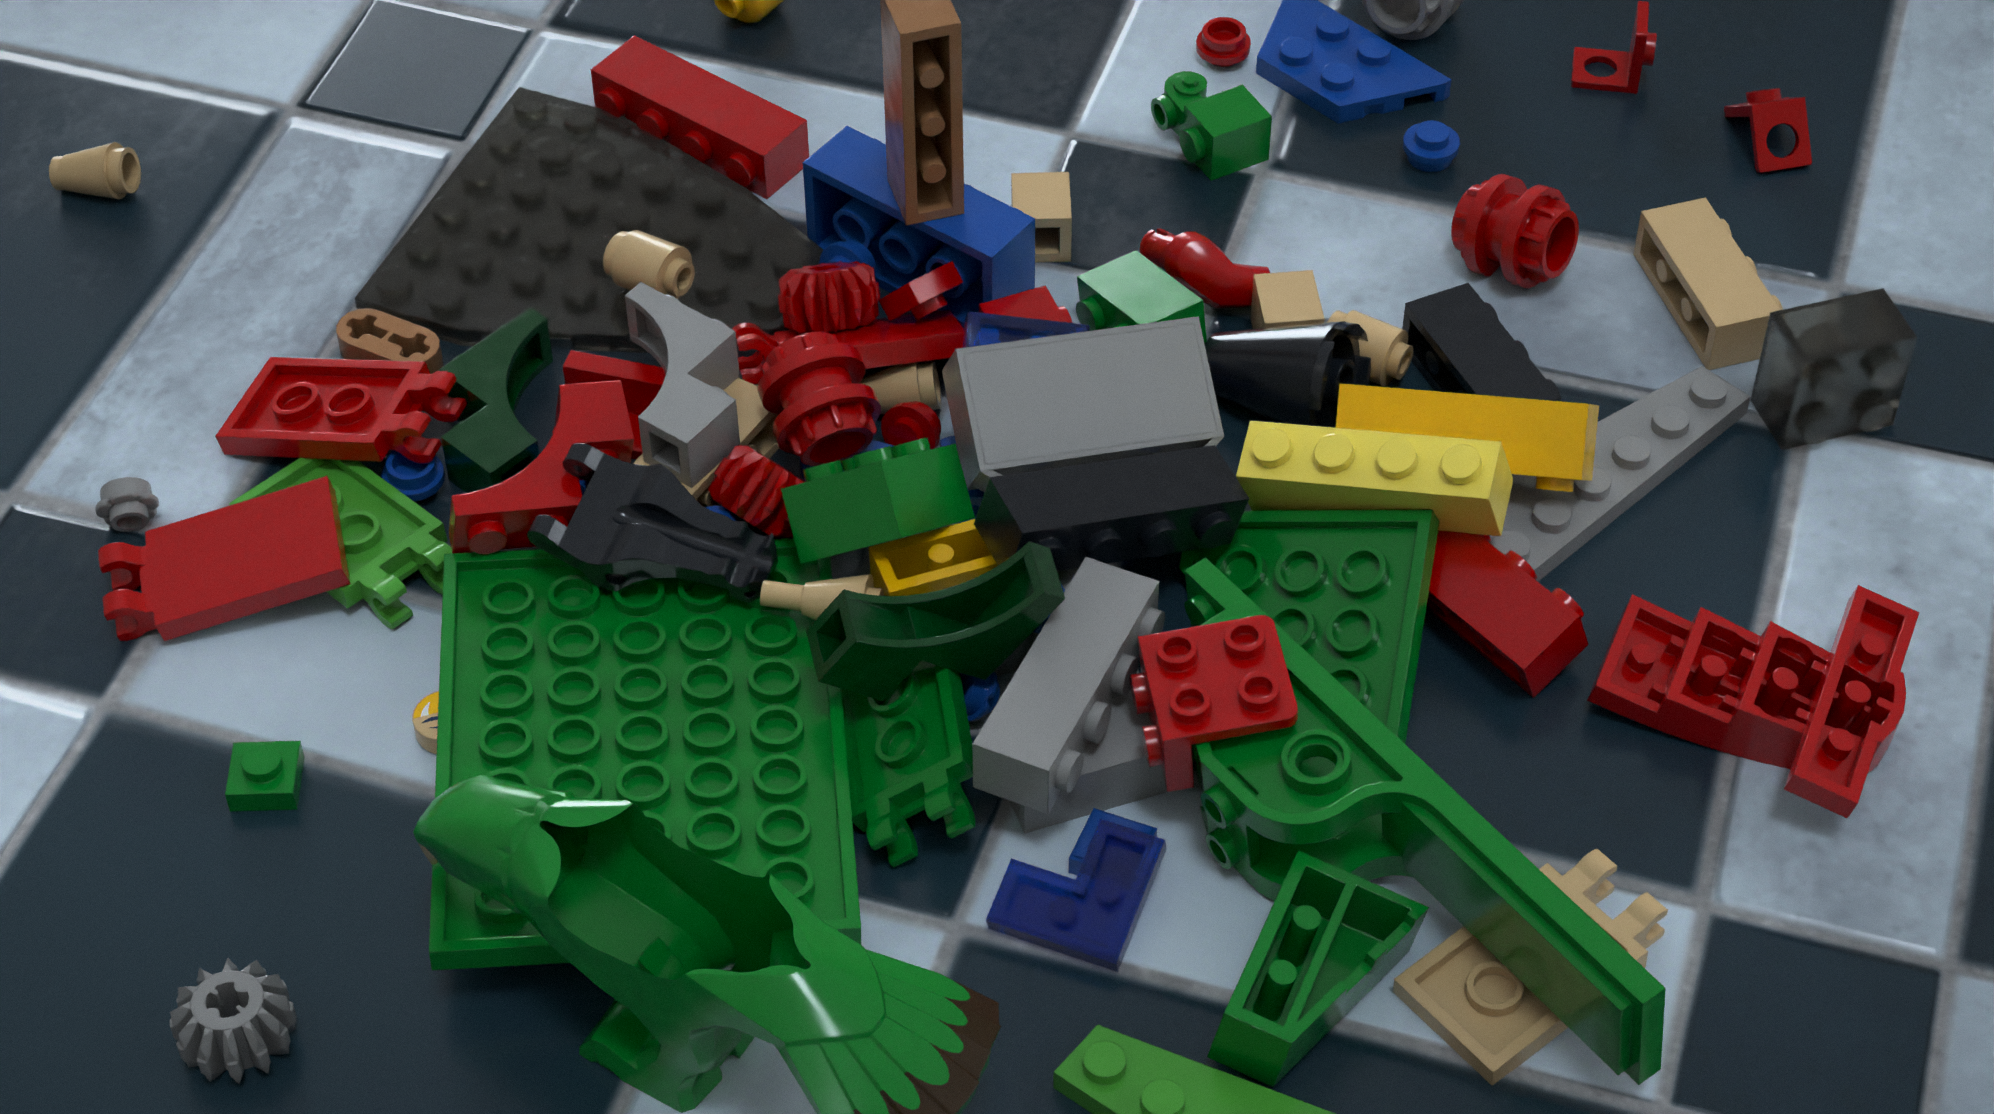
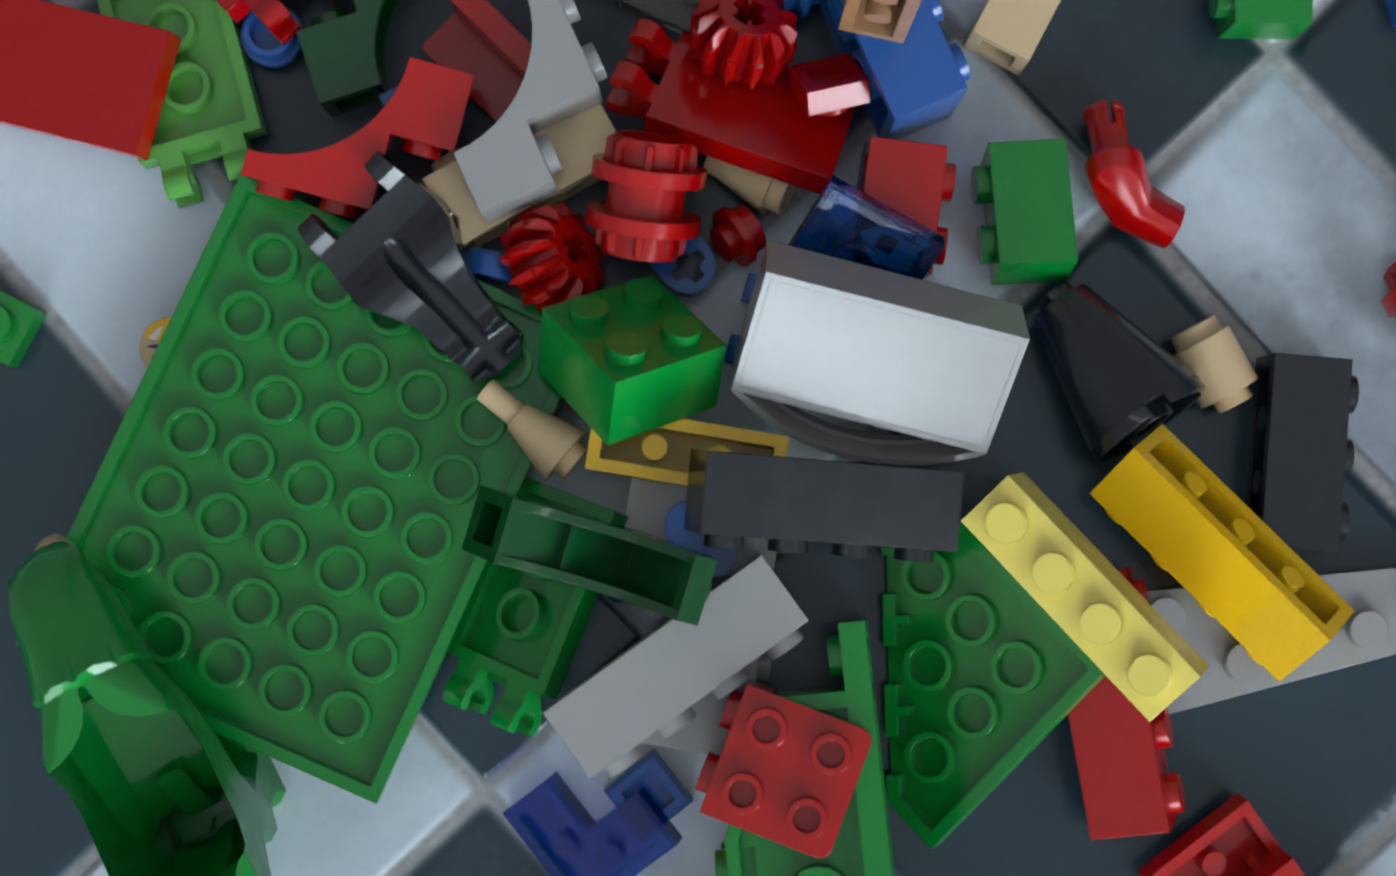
camera: 30 degrees right, 40 degrees up
(1285, 300) = (1164, 287): tan brick -> none

